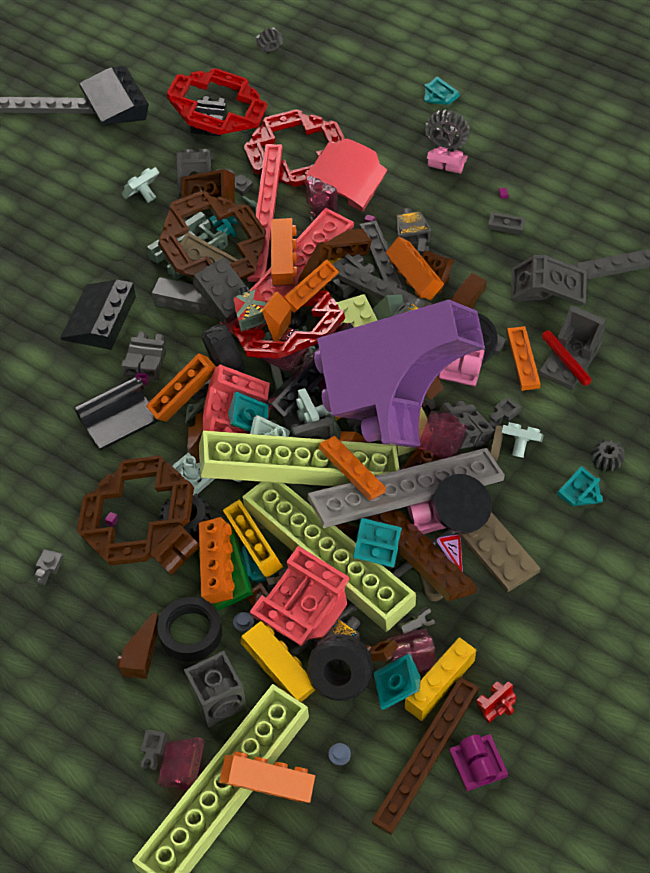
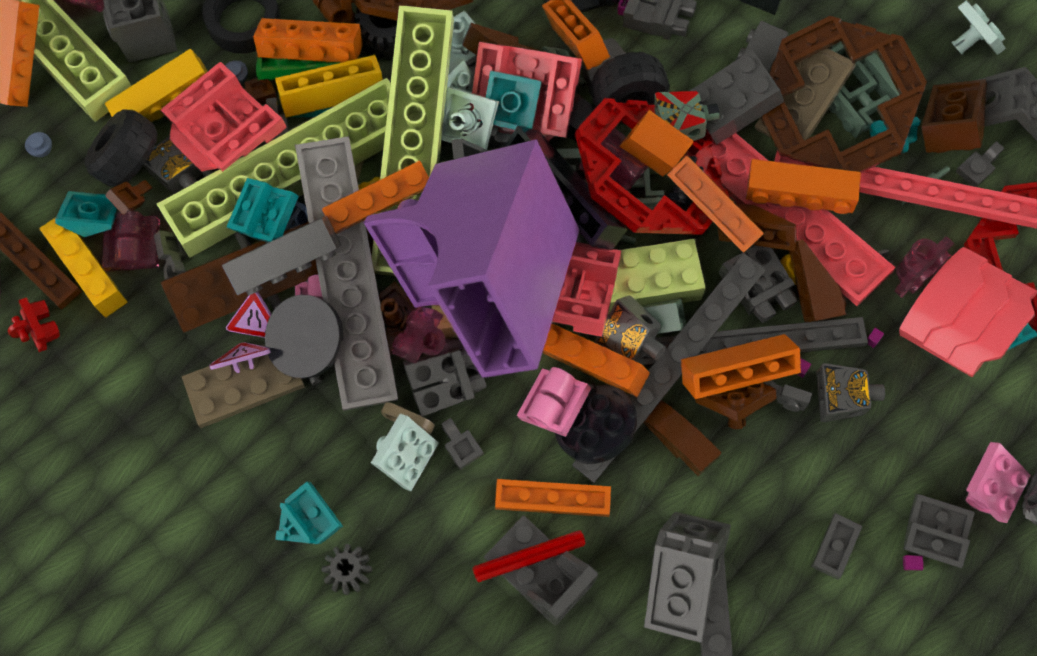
camera: 100 degrees right, 15 degrees up
(412, 514) = (281, 256): none -> dark grey brick
(481, 183) = (938, 530): none -> dark grey slope
(484, 544) = (240, 353): none -> lavender piece

